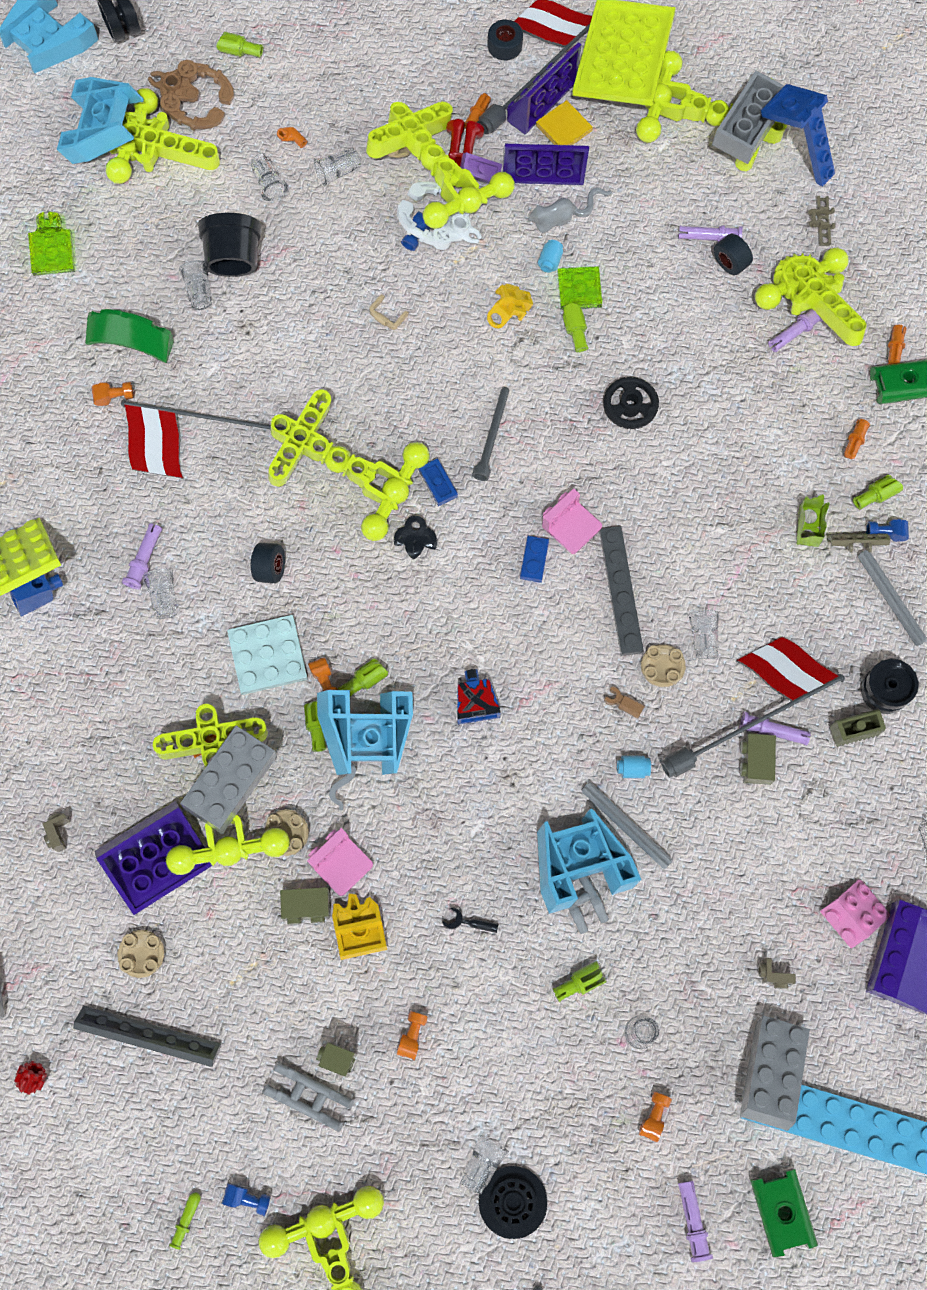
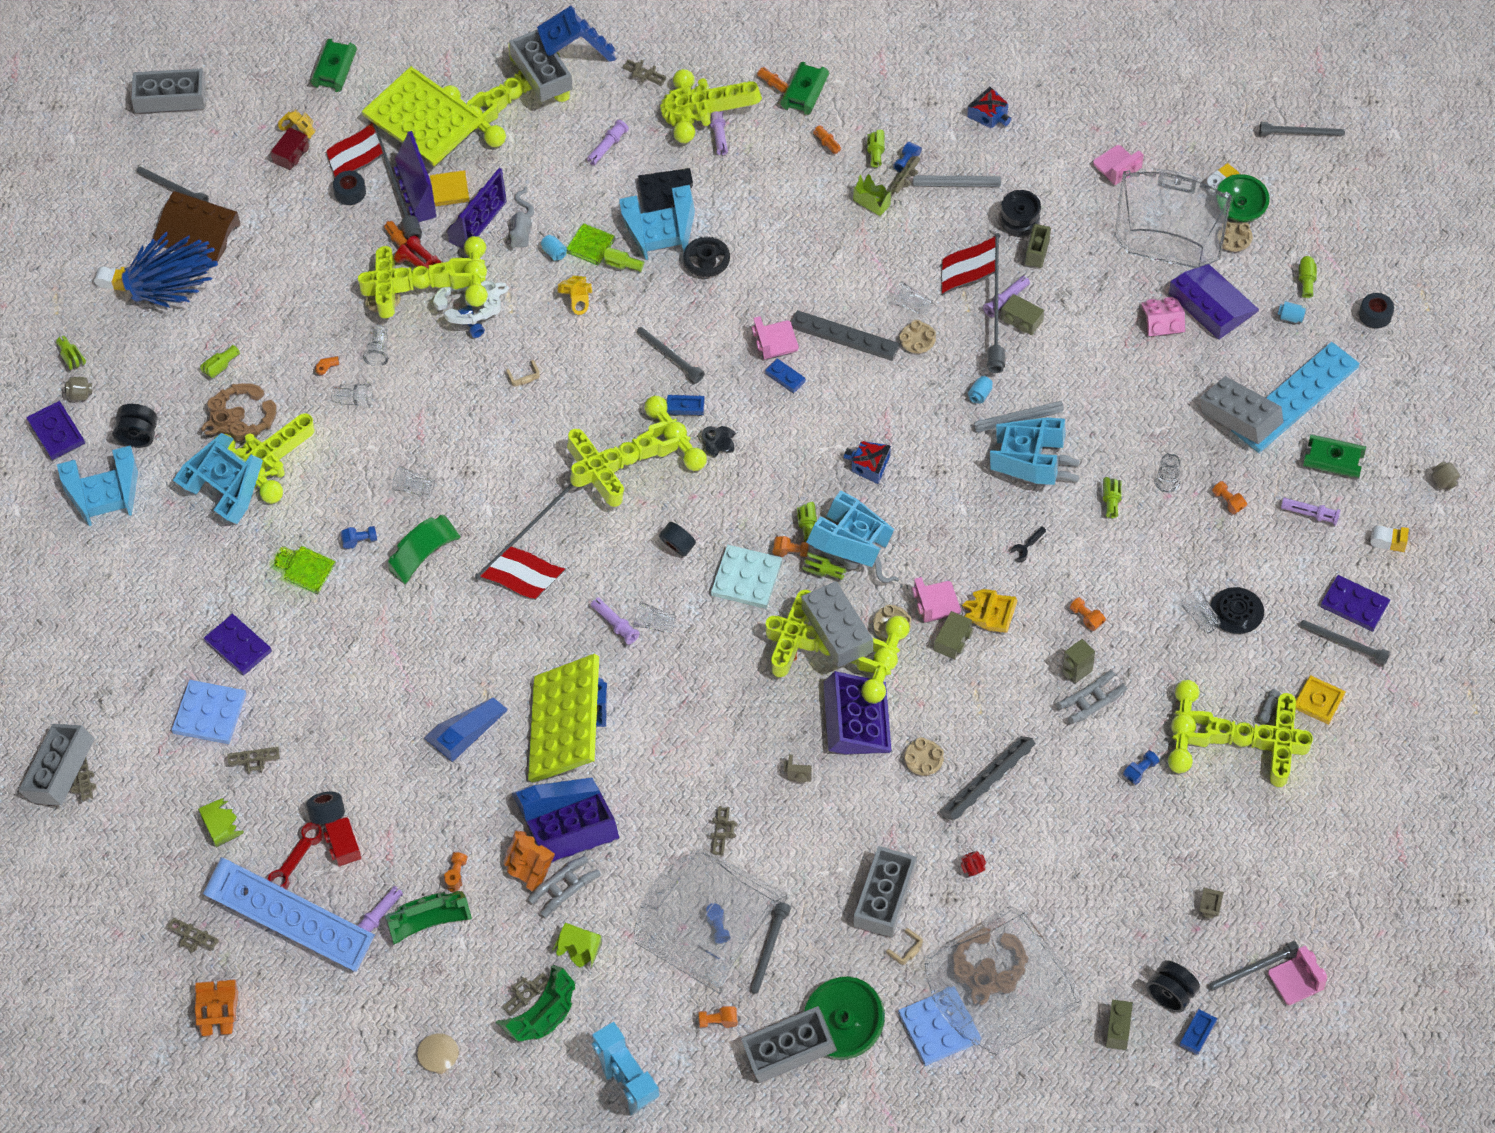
camera: 55 degrees left, 15 degrees down
(103, 393) = (459, 586): orange leg -> none
(107, 267) = (351, 536): none -> blue leg
(188, 1213) = (1137, 817): lime piece -> none
(230, 243) = (400, 439): black piece -> none
(480, 168) = (453, 250): medium lavender plate -> none
(625, 703) = (930, 373): medium nougat bar -> none
(637, 340) = (660, 227): none -> medium azure wedge
(687, 318) = (657, 188): none -> black plate
(733, 254) = (636, 135): black wheel -> none
(780, 980) = (1175, 385): dark tan bracket -> none

